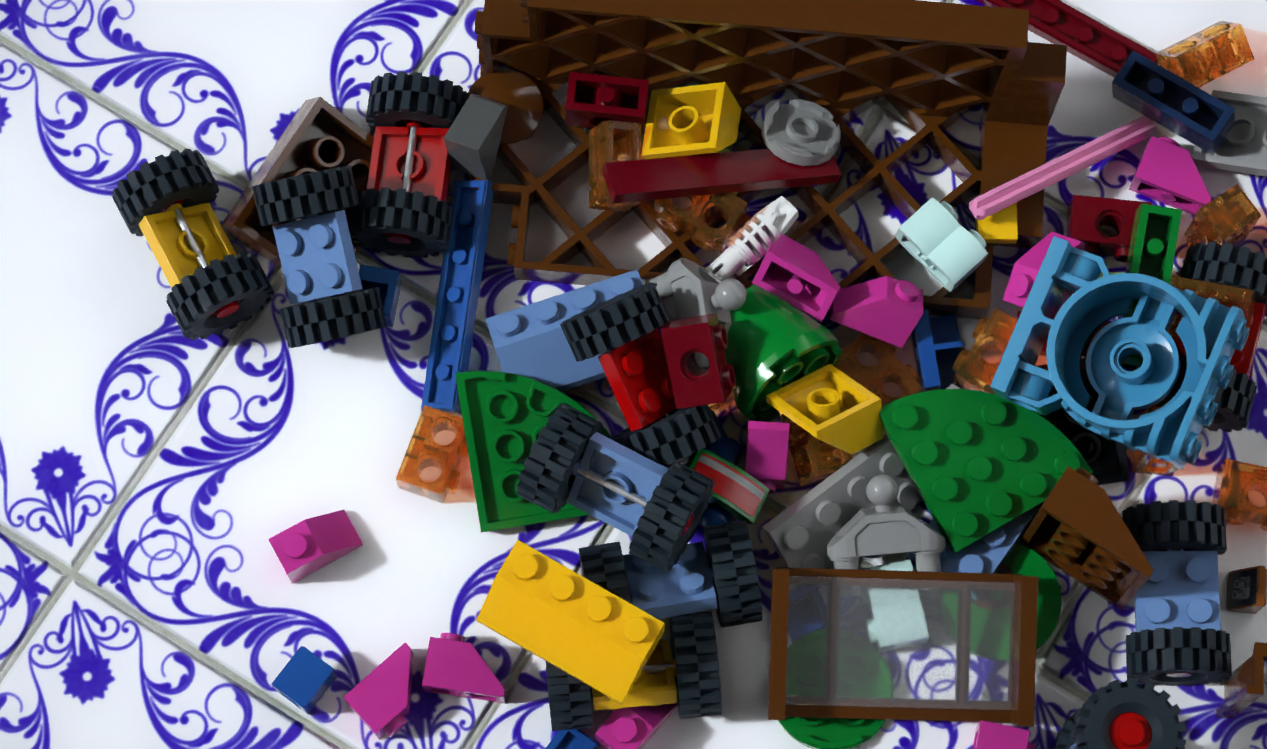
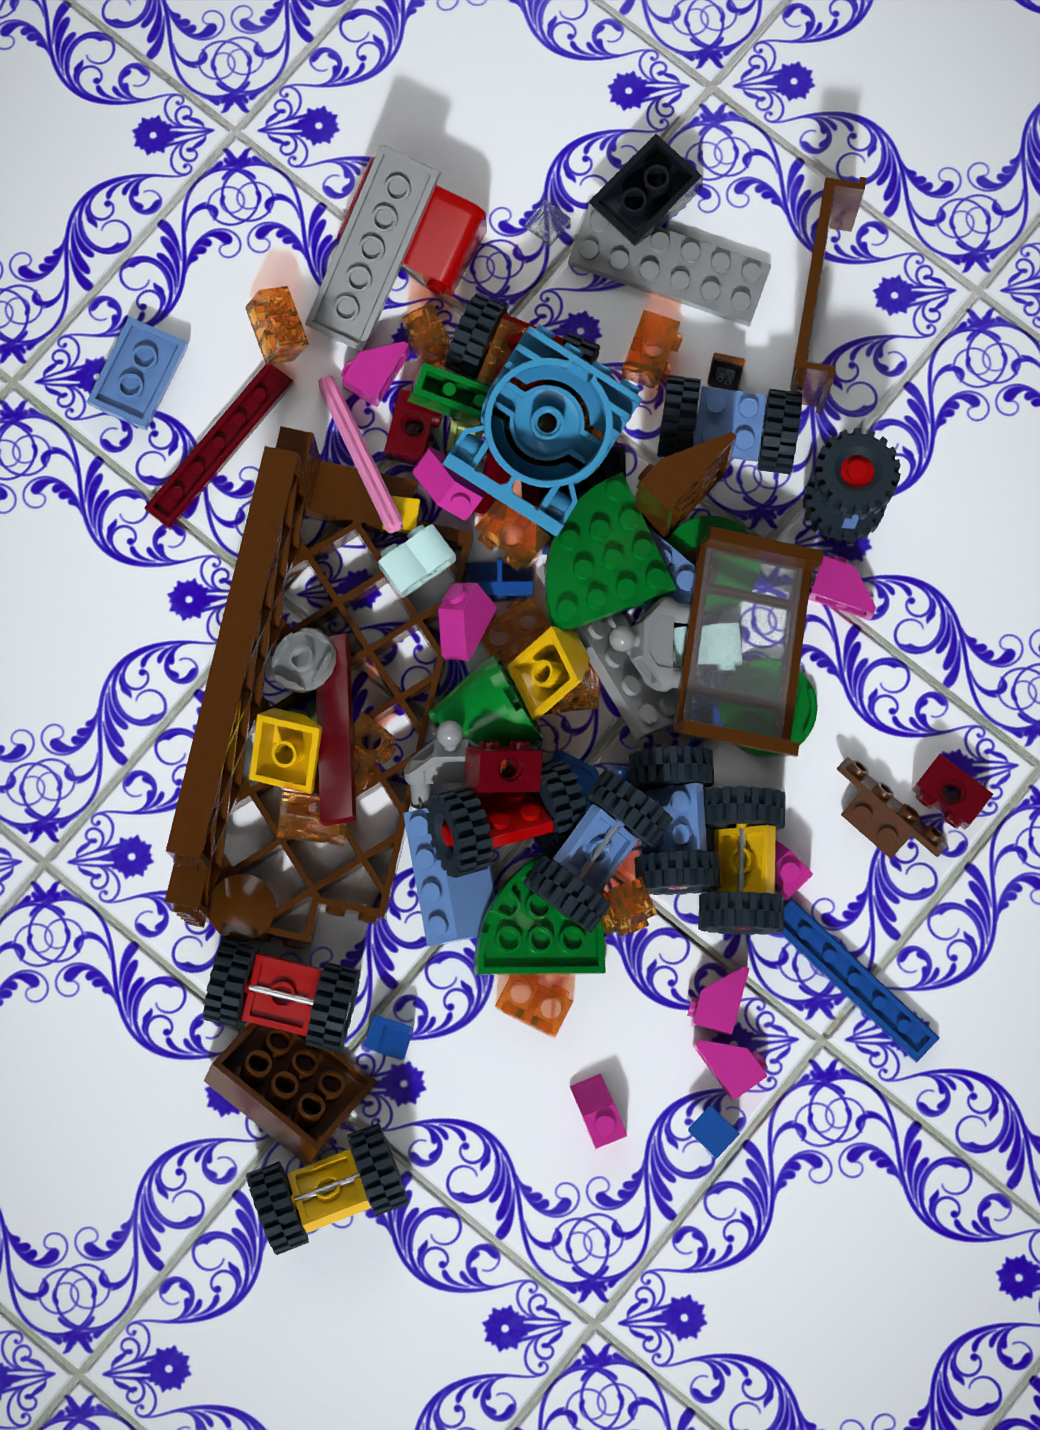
camera: 80 degrees left, 5 degrees up
(318, 256) = (359, 1078): plate -> none
(458, 294) = (401, 968): blue tile -> none
(476, 136) = (267, 931): dark grey slope -> none
(558, 535) = (628, 909): none -> clear orange brick
(570, 622) = (711, 899): yellow slope -> none
(605, 98) = (255, 817): dark red brick -> none
(733, 488) = (603, 754): slope -> none
(754, 238) = (391, 712): white hinge -> none
(767, 453) = (574, 731): dark pink slope -> none
(797, 277) = (432, 680): dark pink slope -> none
(1173, 102) = (318, 356): dark blue brick -> none

